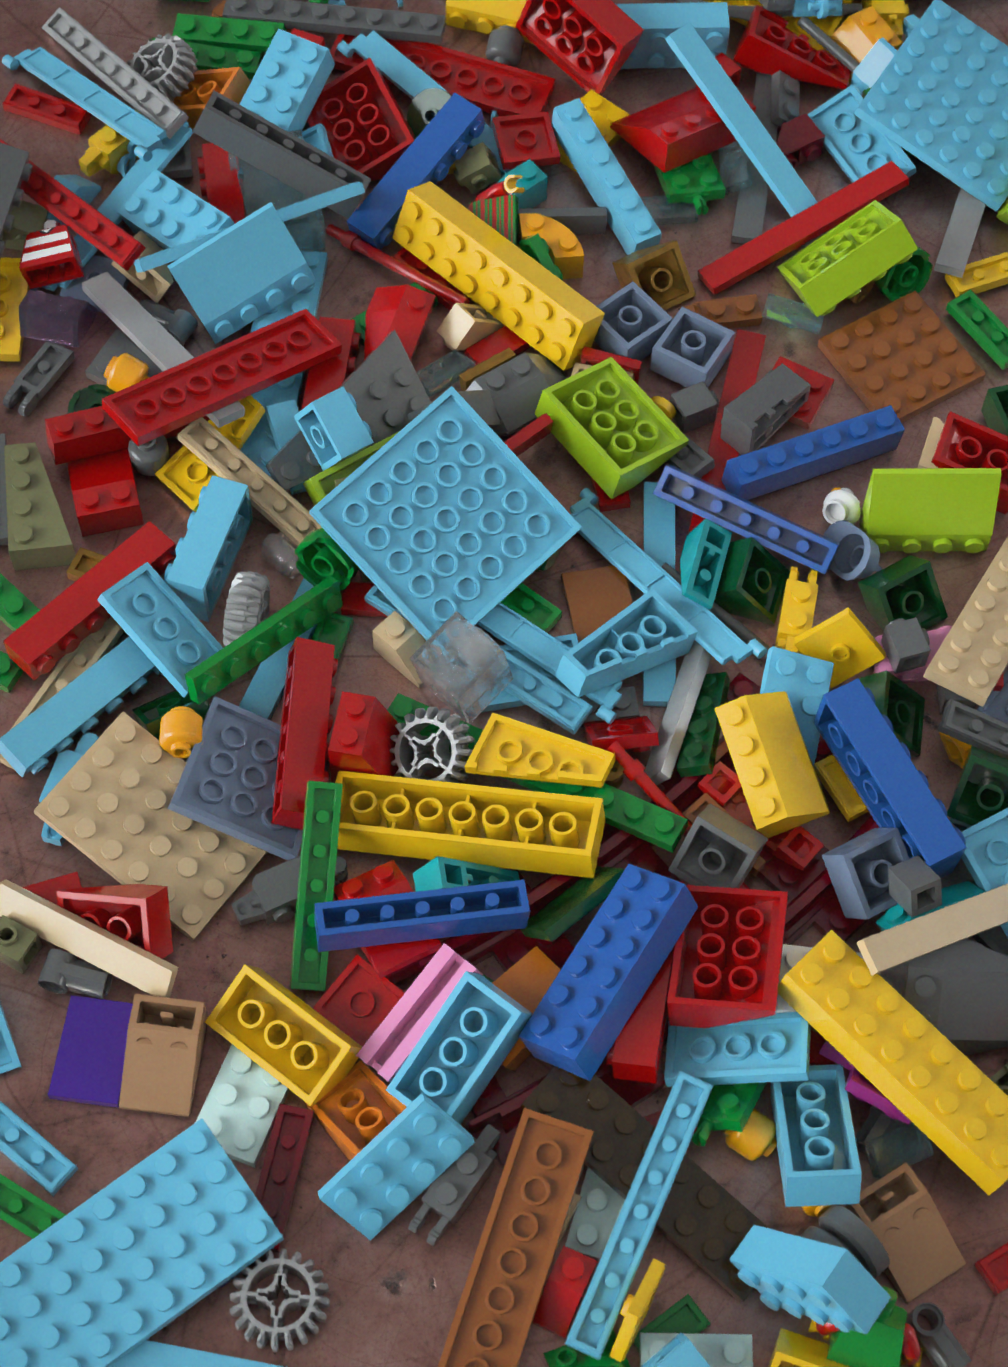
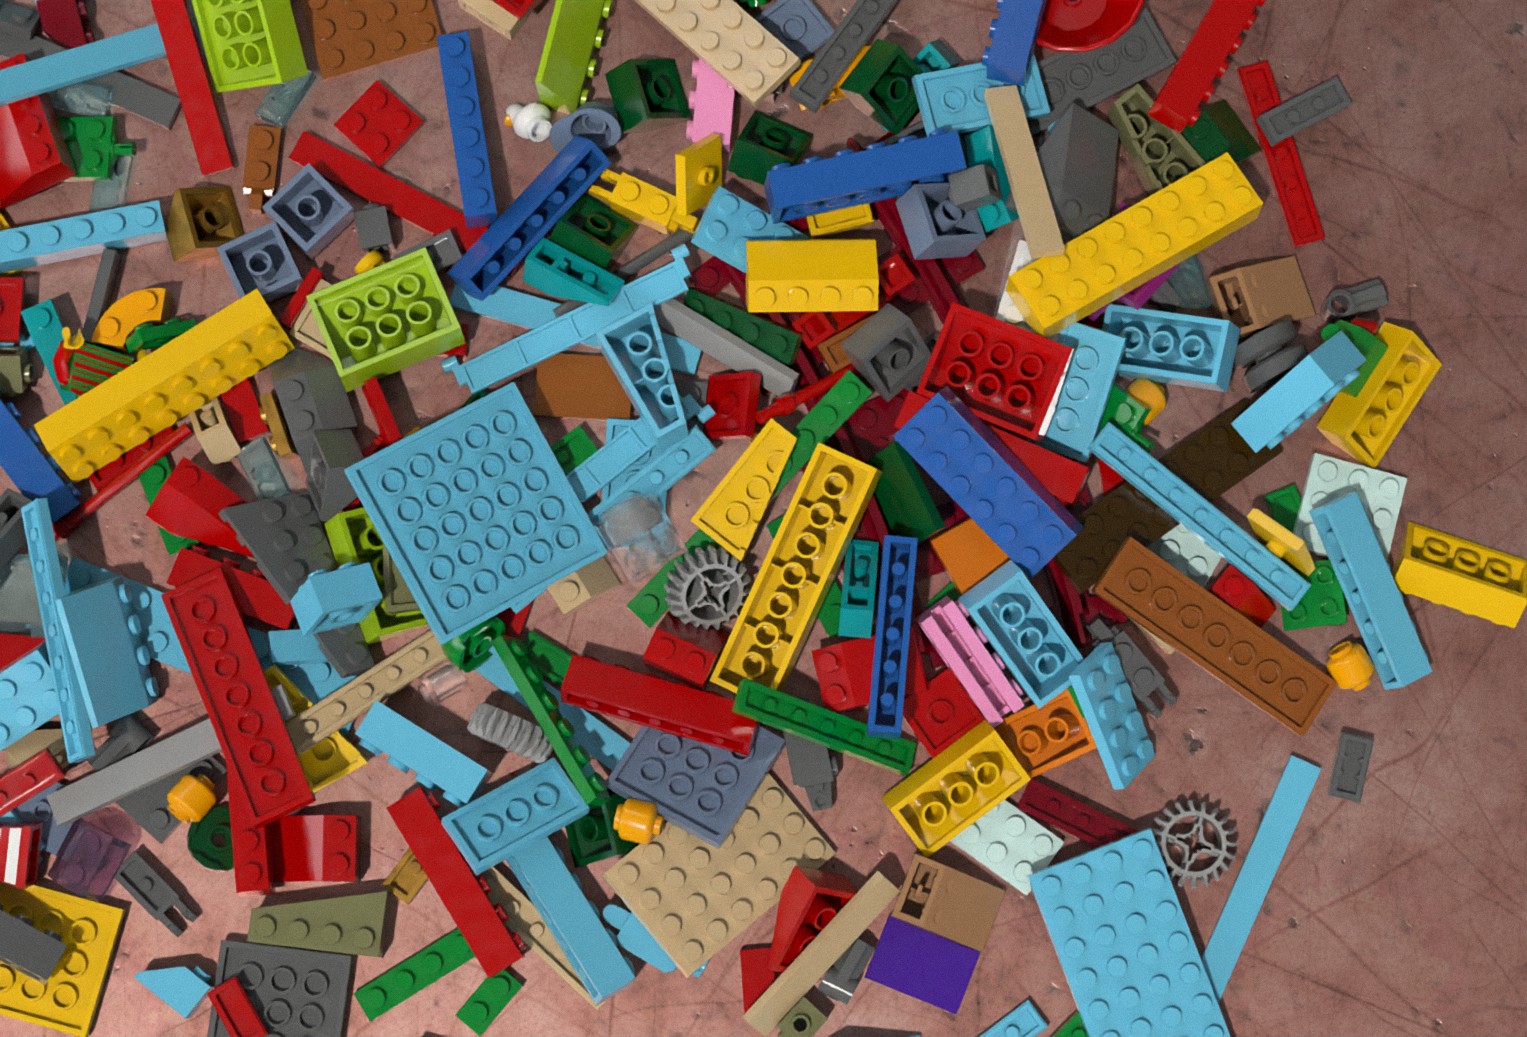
camera: 75 degrees left, 20 degrees up
(763, 409) = (406, 162): dark grey wedge -> none
(906, 644) = (713, 111): dark grey brick -> none

